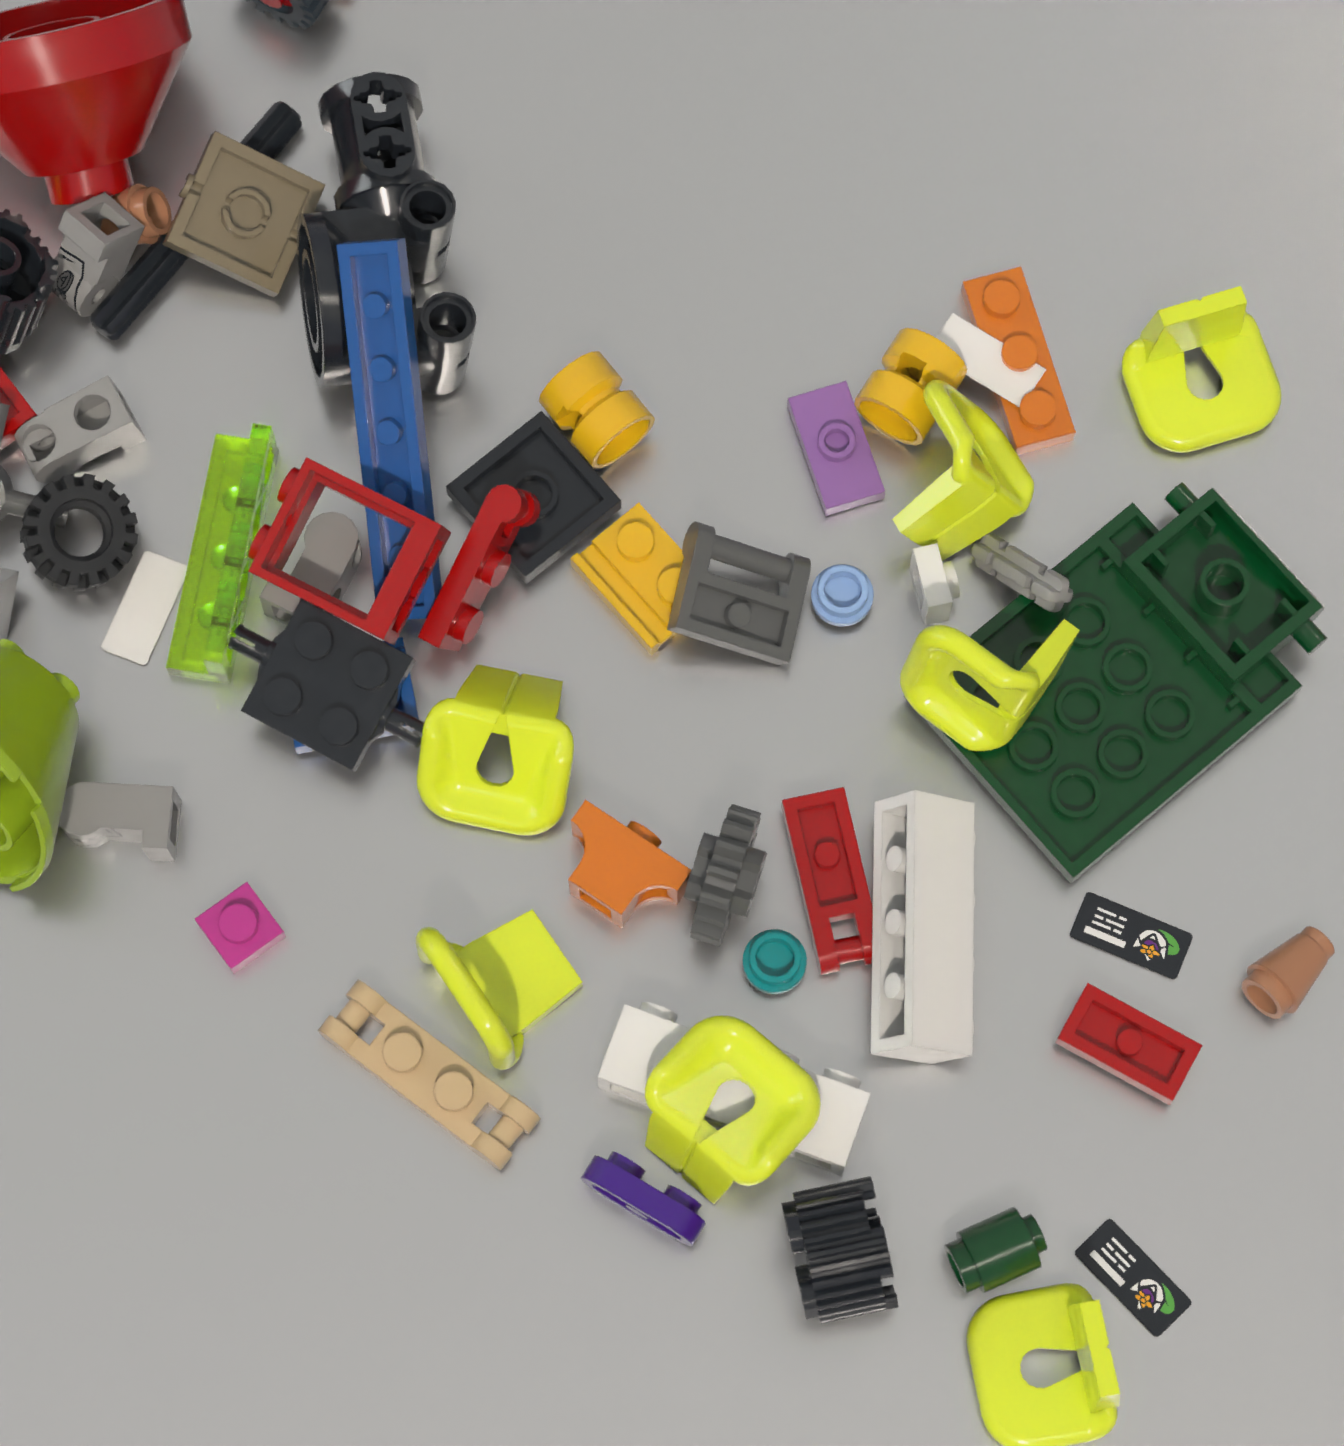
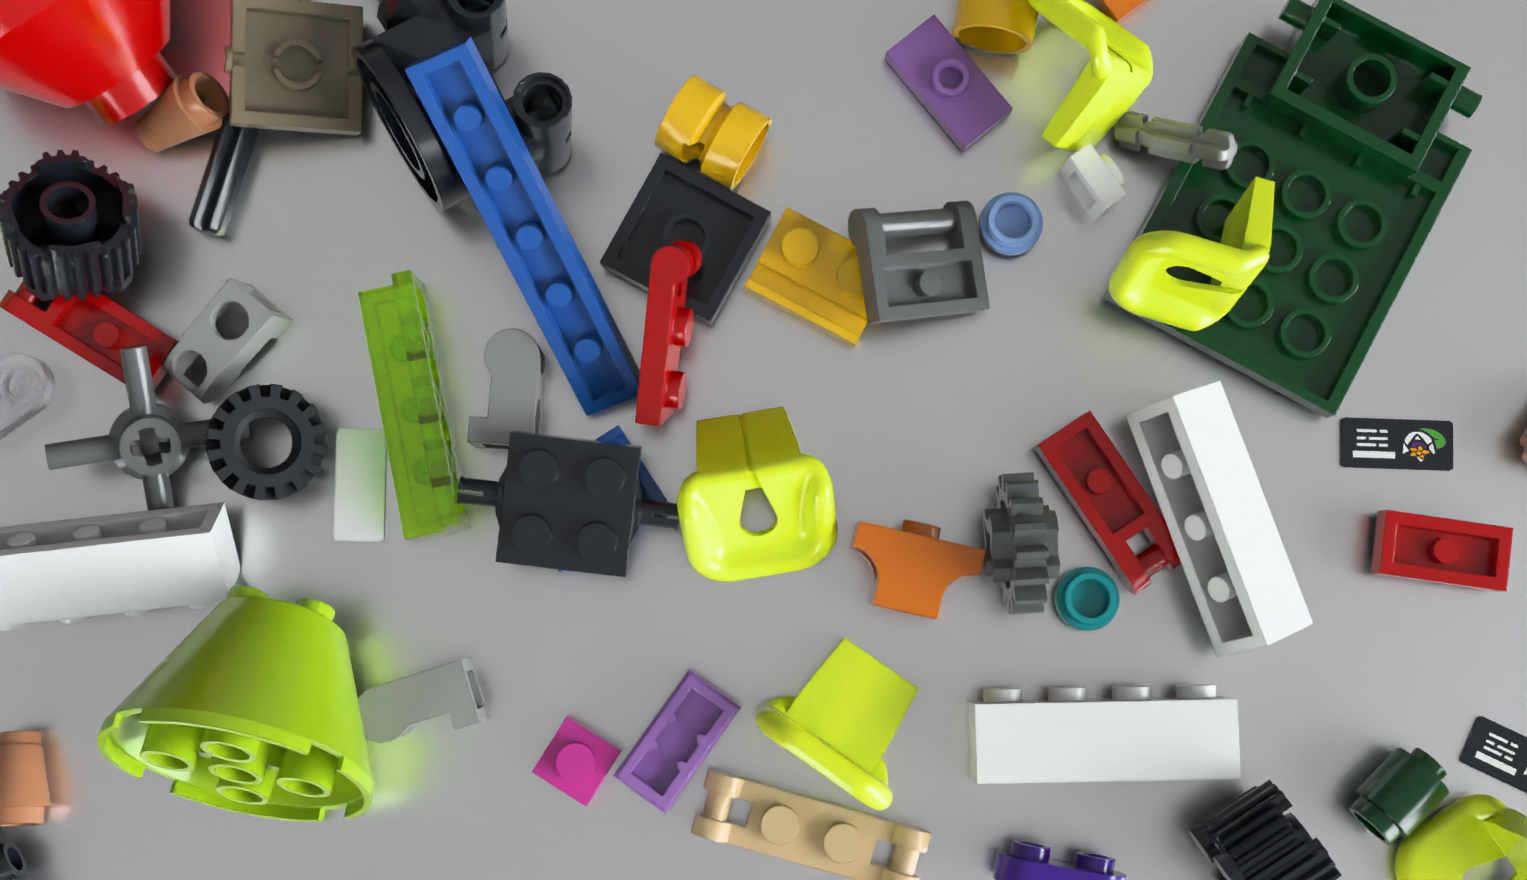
camera: 25 degrees left, 10 degrees up
(90, 259) = (164, 171): light grey leg -> none
(339, 942) = (677, 741): none -> medium lavender plate
(404, 581) = (462, 388): red window -> none
(749, 1146) = (1167, 771): neon yellow piece -> none

